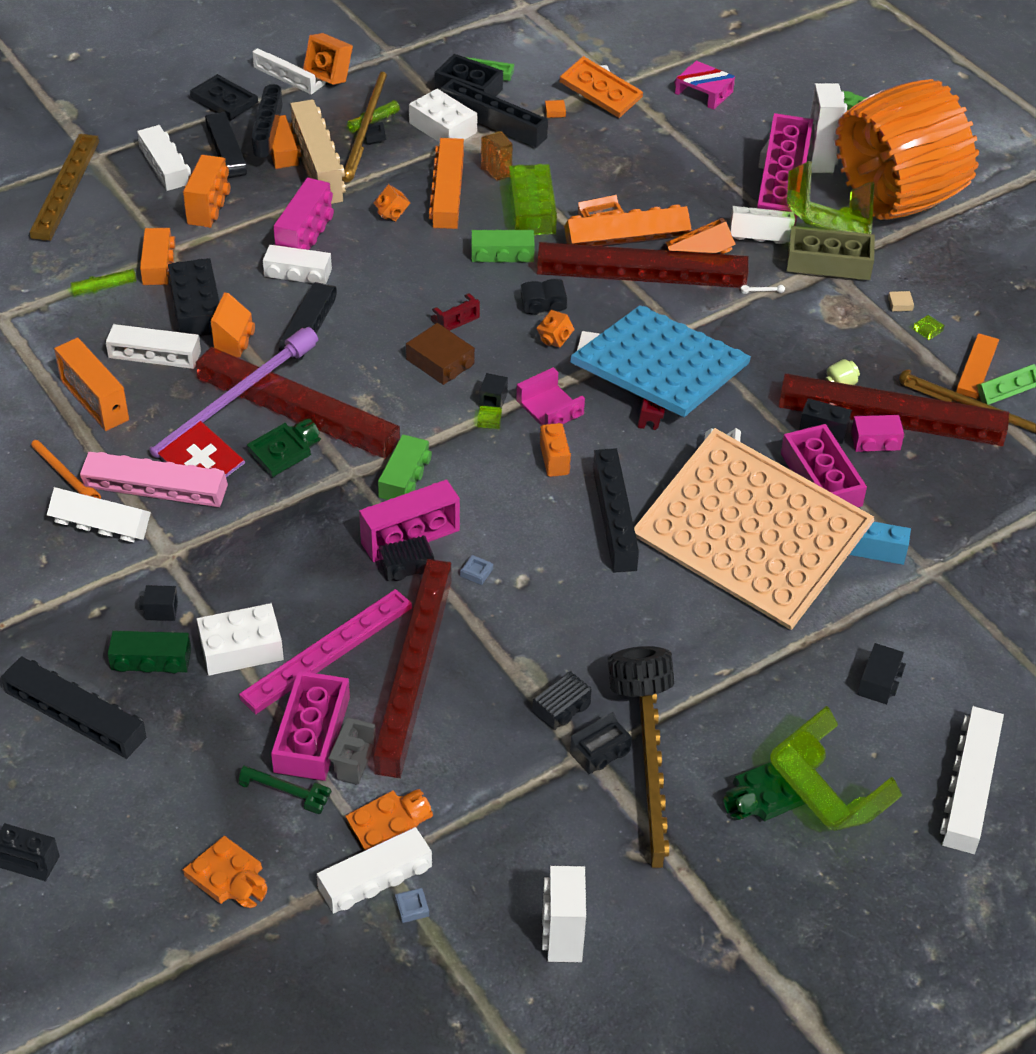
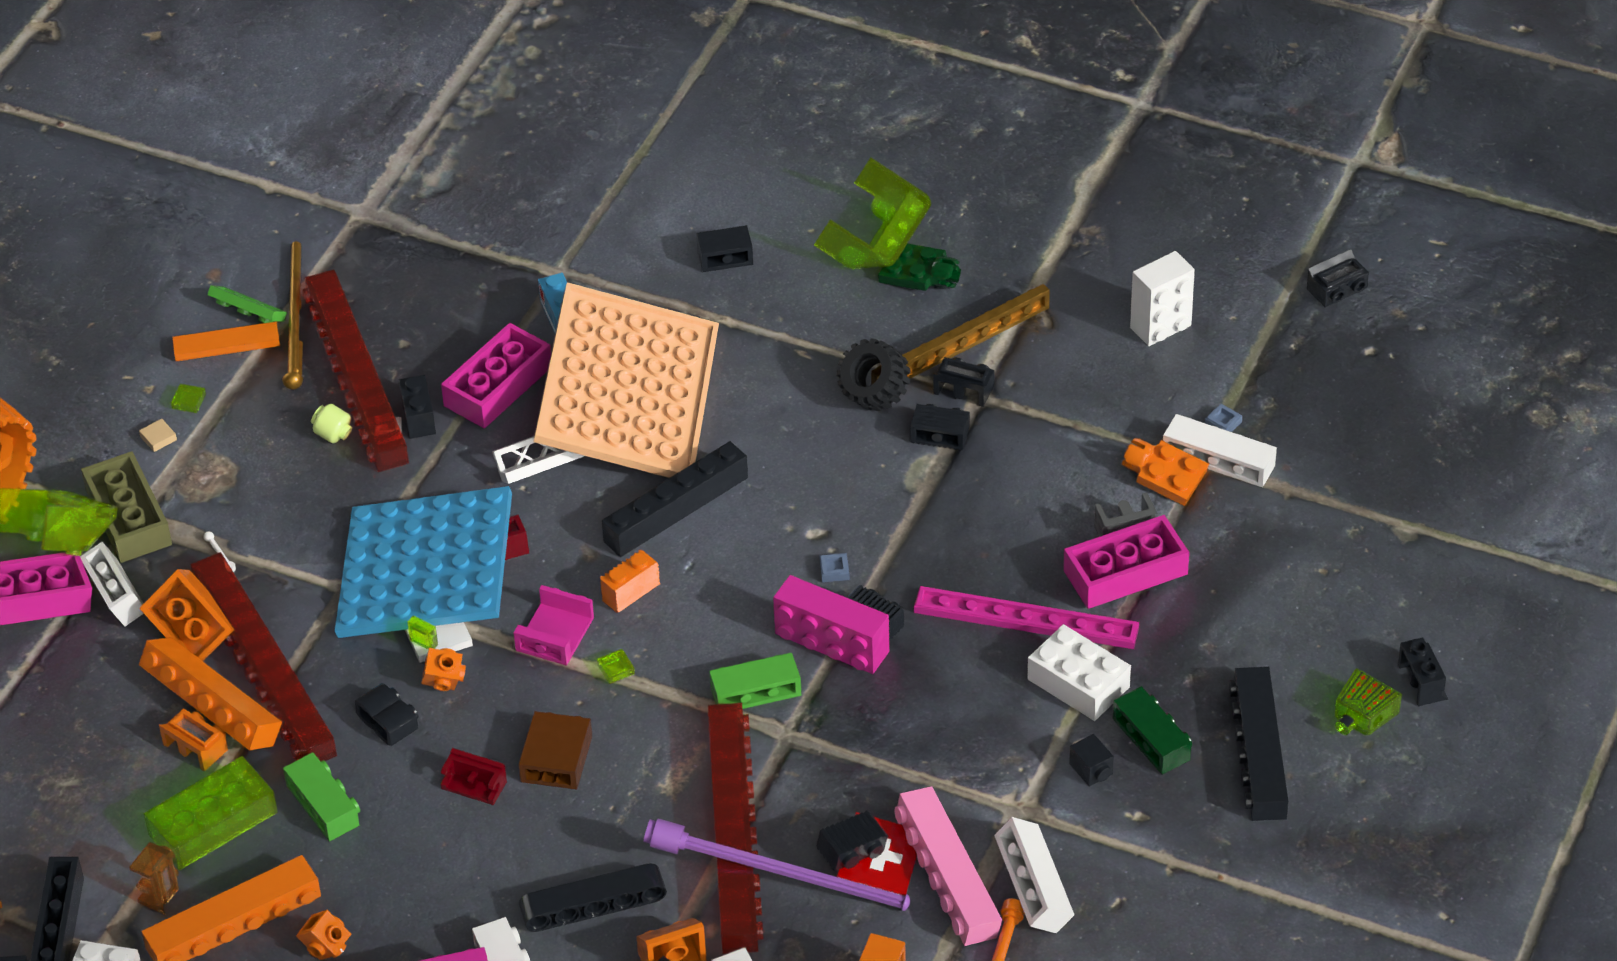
camera: 120 degrees left, 0 degrees up
(38, 794) = (1365, 704): none -> clear neon green torso
(213, 433) = (852, 841): none -> black brick
(228, 873) = (1310, 538): orange plate -> none
(284, 446) = (805, 795): dark green plate -> none
(315, 798) = (1189, 537): dark green hinge -> none
(412, 670) = (990, 538): clear red brick -> none
(493, 390) = (579, 675): black brick -> none
(592, 329) = (422, 633): none -> clear neon green tile
(877, 433) = (399, 361): dark pink brick -> none
(973, 780) = (792, 157): white brick -> none

